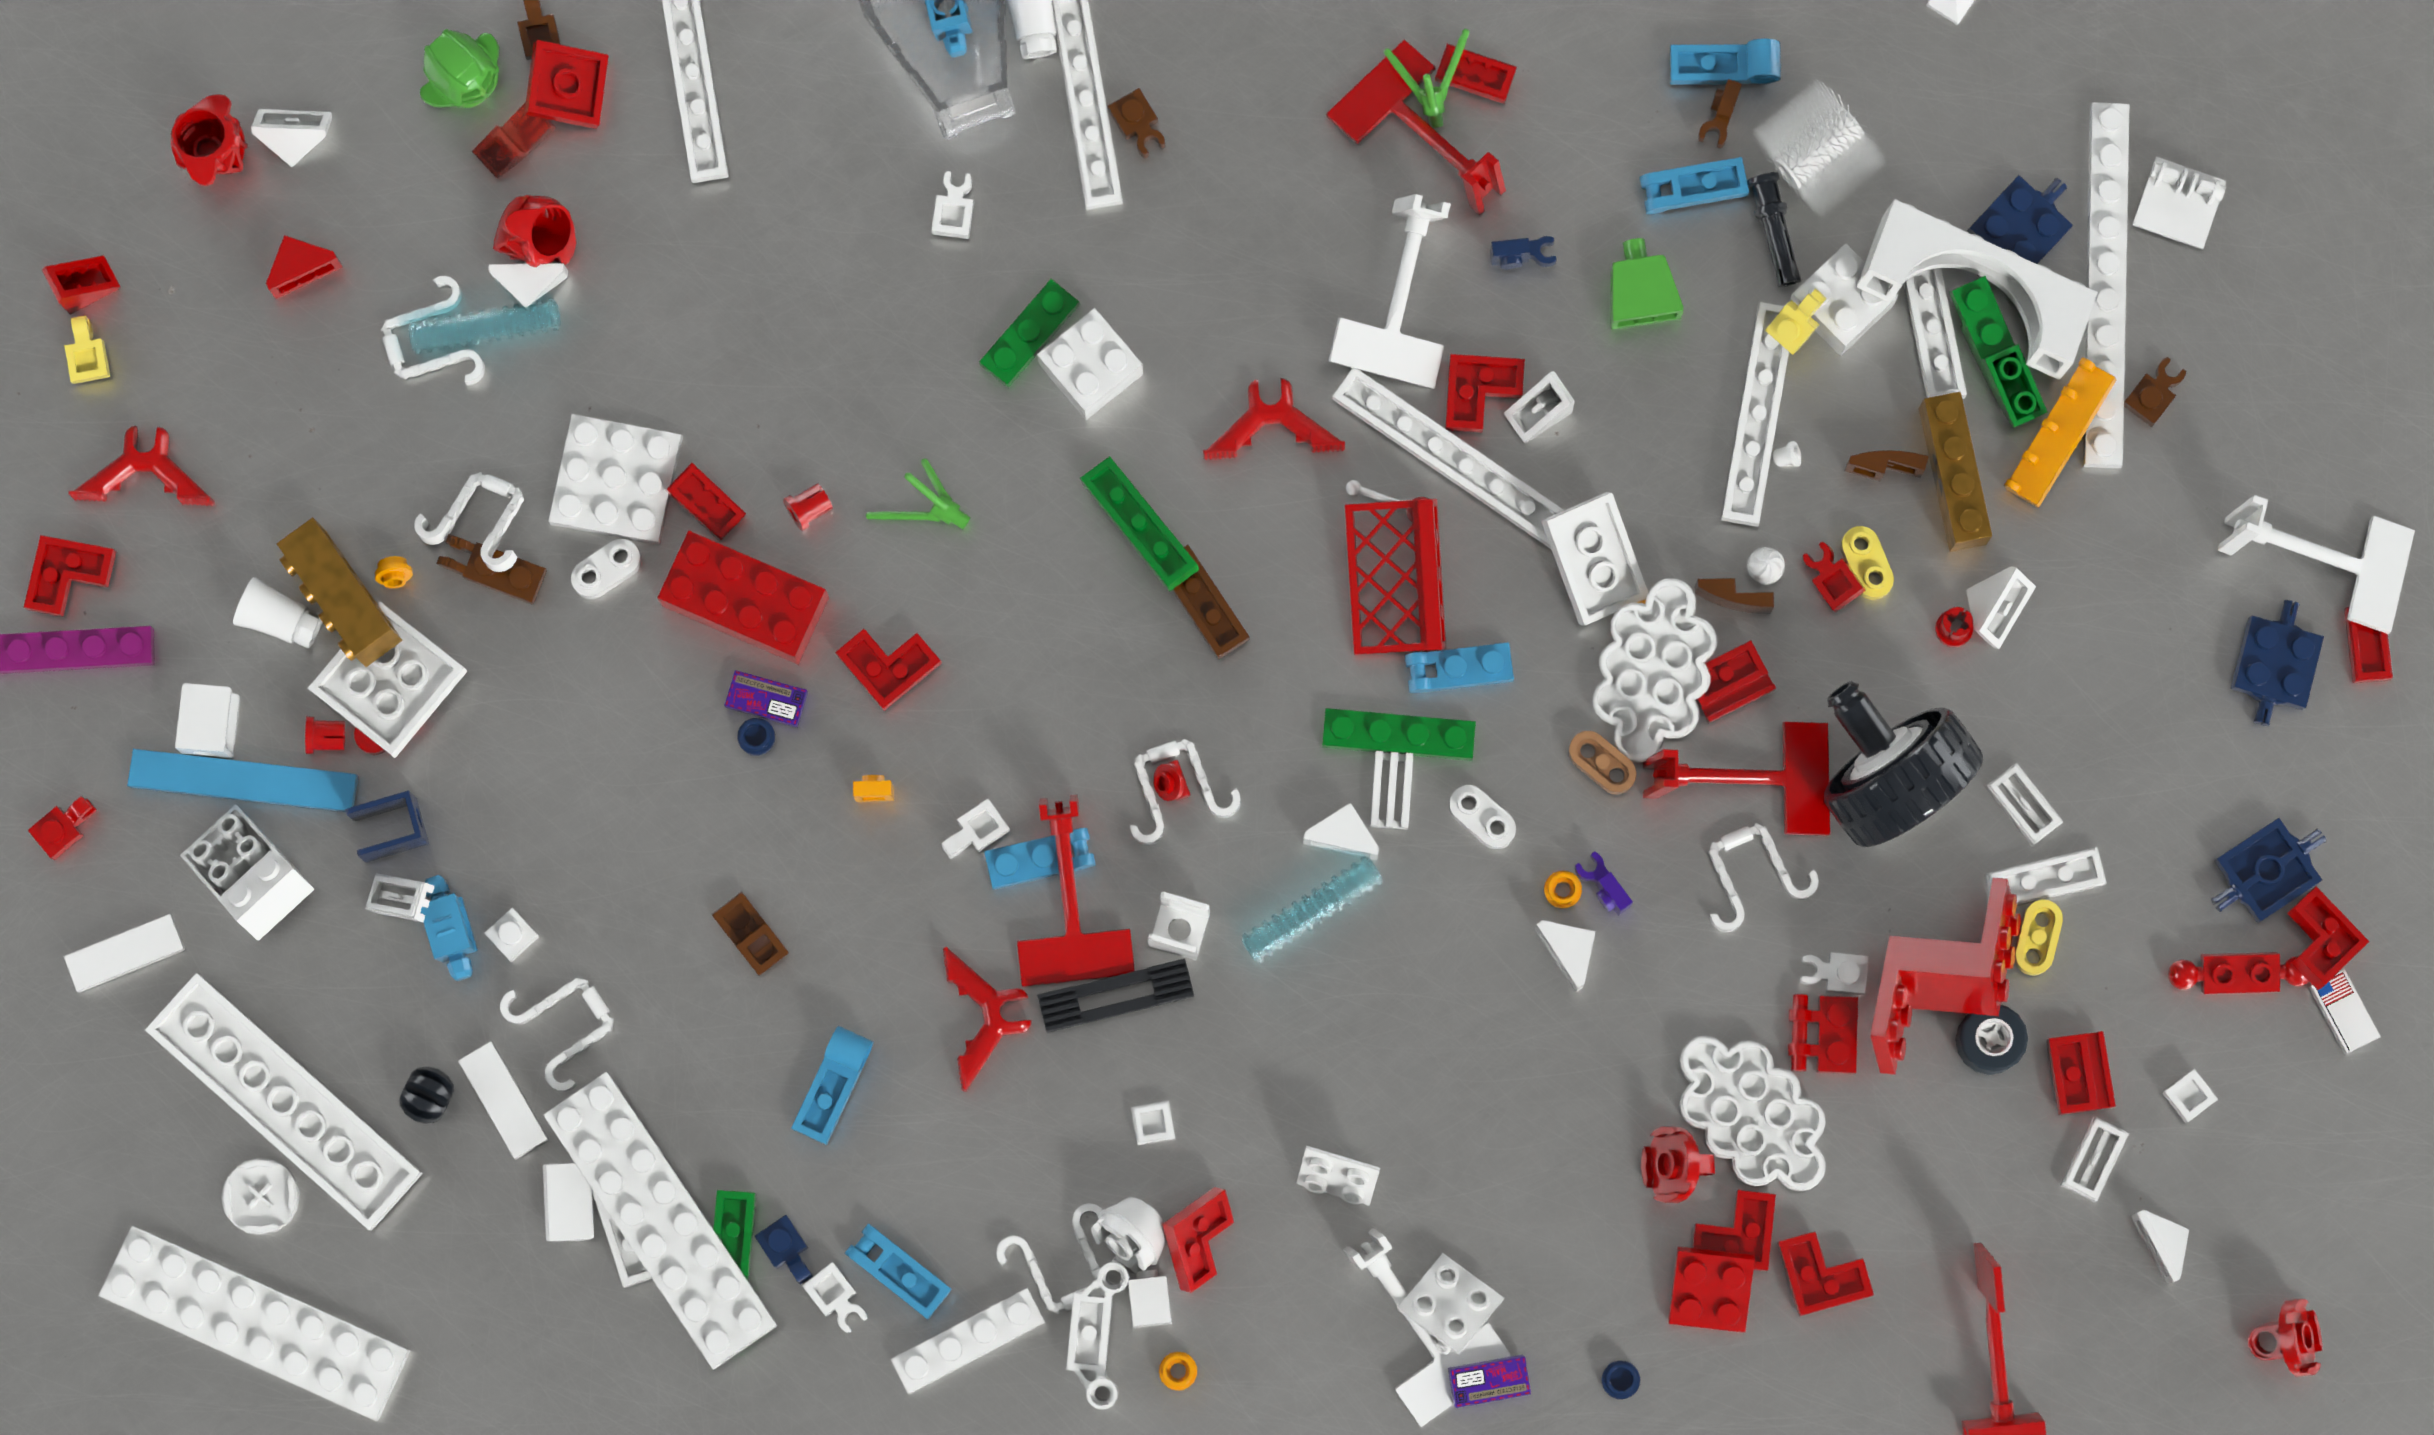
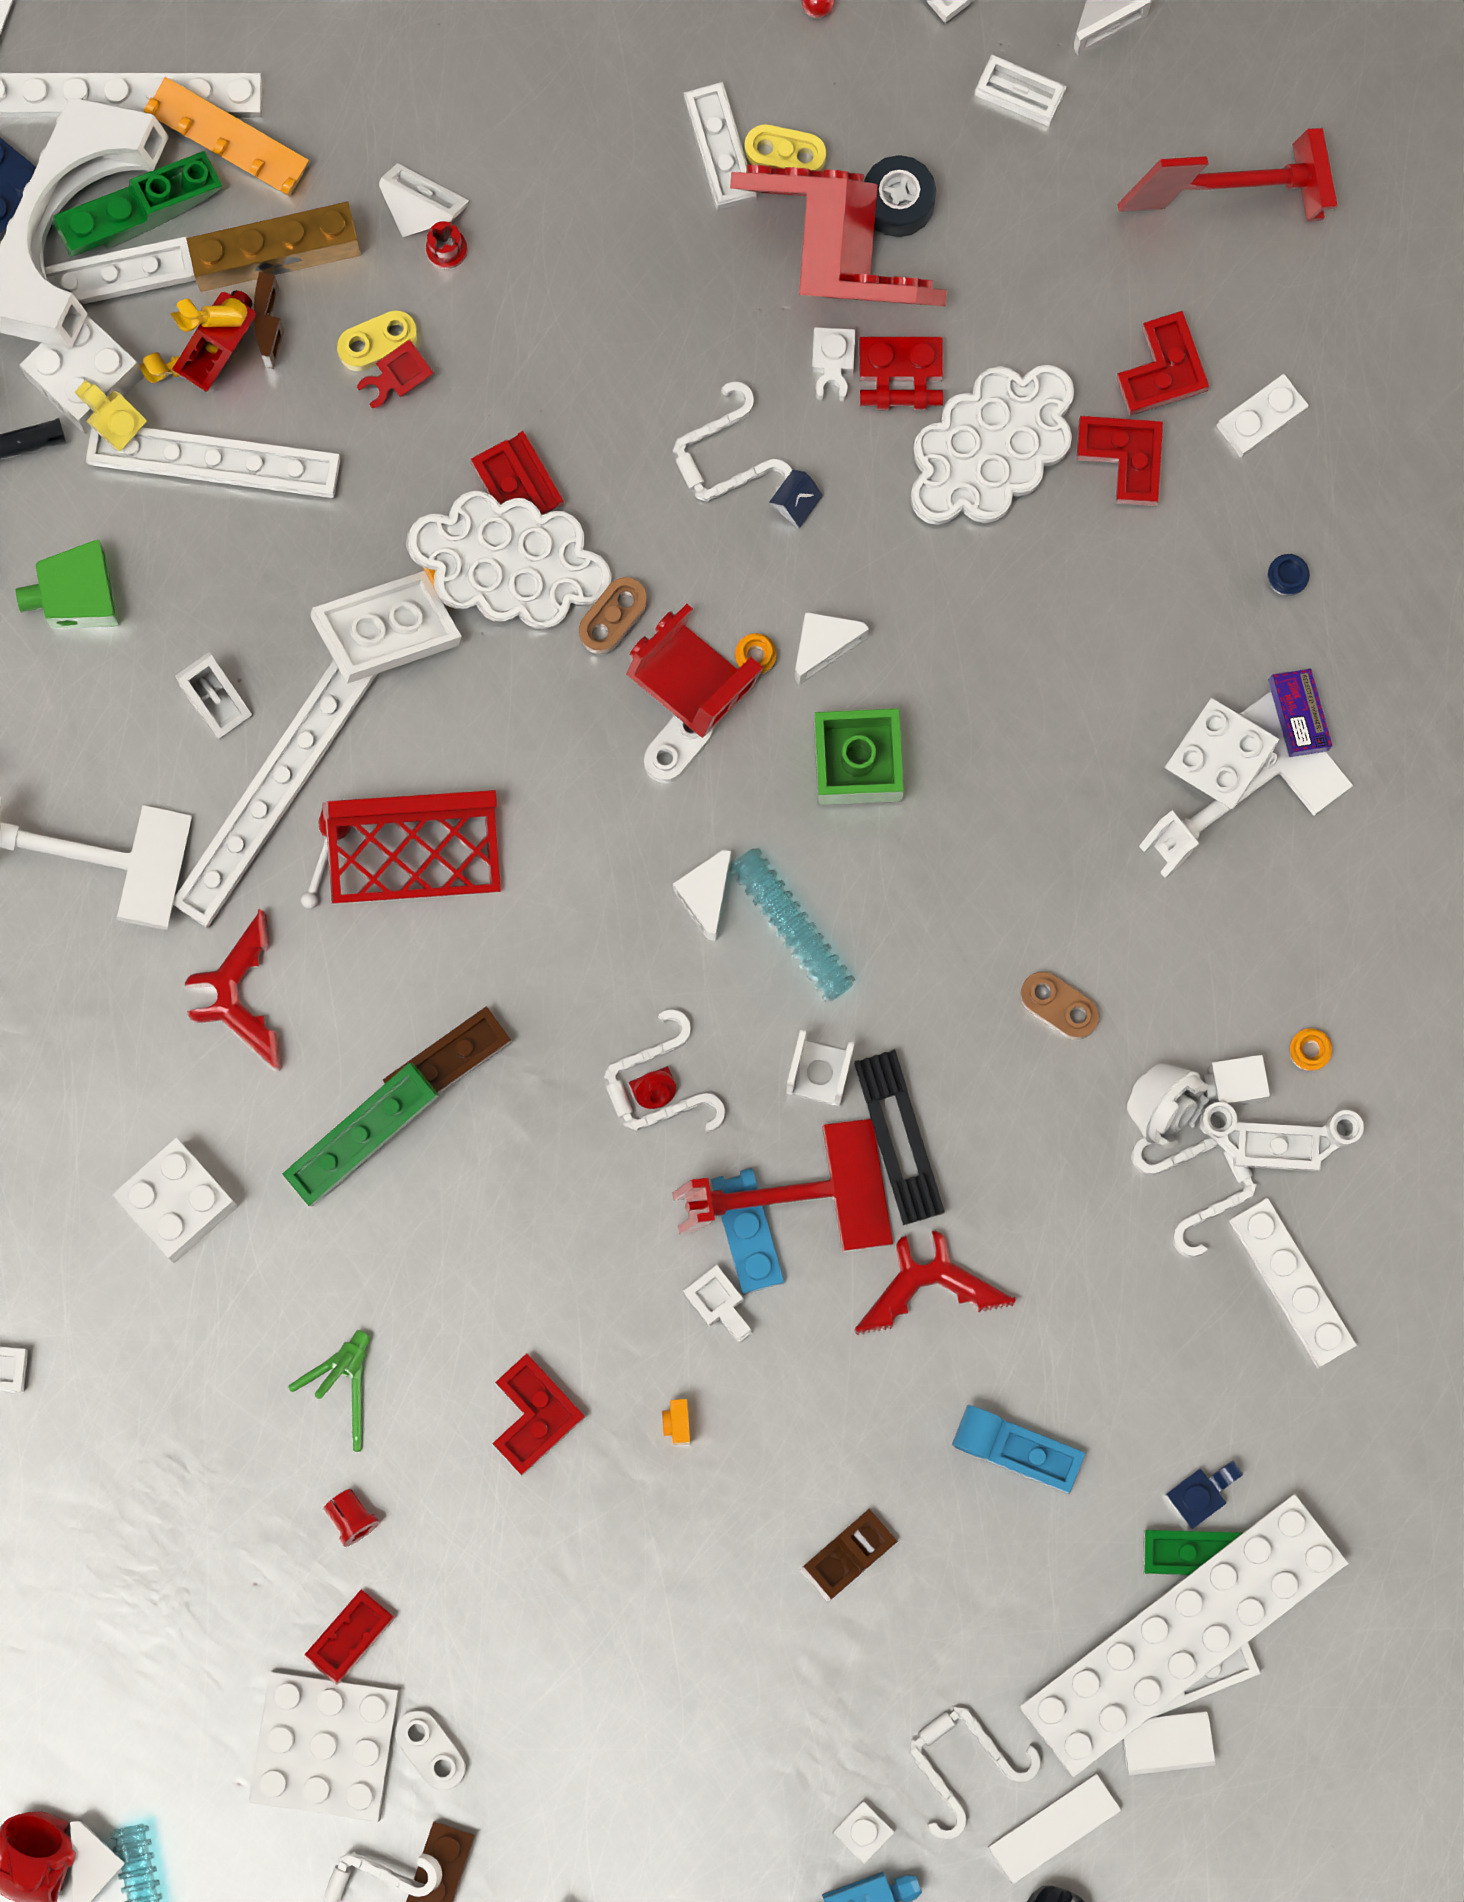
camera: 95 degrees left, 0 degrees up
(743, 597) = (461, 1585): red brick -> none
(756, 736) = (621, 1562): dark blue plate -> none
(766, 698) = (576, 1553): tile -> none
(832, 1293) = (1251, 1436): white plate -> none
(899, 1272) = (1223, 1362): dark azure plate -> none
(1029, 333) = (138, 1274): green plate -> none
(1153, 1123) = (1038, 1090): white tile -> none
(1189, 1237) = (1163, 1038): red plate -> none
(1228, 1145) = (1057, 1008): none -> medium nougat plate
(1338, 1176) = (1093, 867): white hinge -> none
(1393, 758) = (652, 828): white tile -> none
(1399, 734) = (589, 839): green plate -> none
(1460, 667) = (511, 773): dark azure plate -> none
(1461, 974) = (858, 756): none -> bright green brick
(1472, 380) = (181, 770): red plate -> none
(1514, 252) = (35, 733): dark blue plate -> none
(1544, 827) = (689, 674): none -> red panel
(1611, 892) = (756, 601): dark purple plate -> none
(1674, 1164) = (1056, 522): red tile -> none
(1706, 931) = (796, 497): none -> dark blue slope
(1711, 1289) = (1186, 480): red plate -> none
(1723, 593) = (419, 486): reddish brown slope -> none
(1765, 565) = (384, 447): white plate -> none
(1774, 1366) = (1262, 415): none -> white plate
(1787, 455) = (258, 428): white piece -> none
(1803, 777) = (621, 402): red piece -> none
(1866, 412) = (212, 343): none -> torso
(1899, 771) = (616, 290): black wheel -> none
(2013, 814) = (647, 183): white tile -> none
(2081, 1073) = (929, 104): red plate -> none
(2152, 395) = (180, 45): reddish brown plate -> none

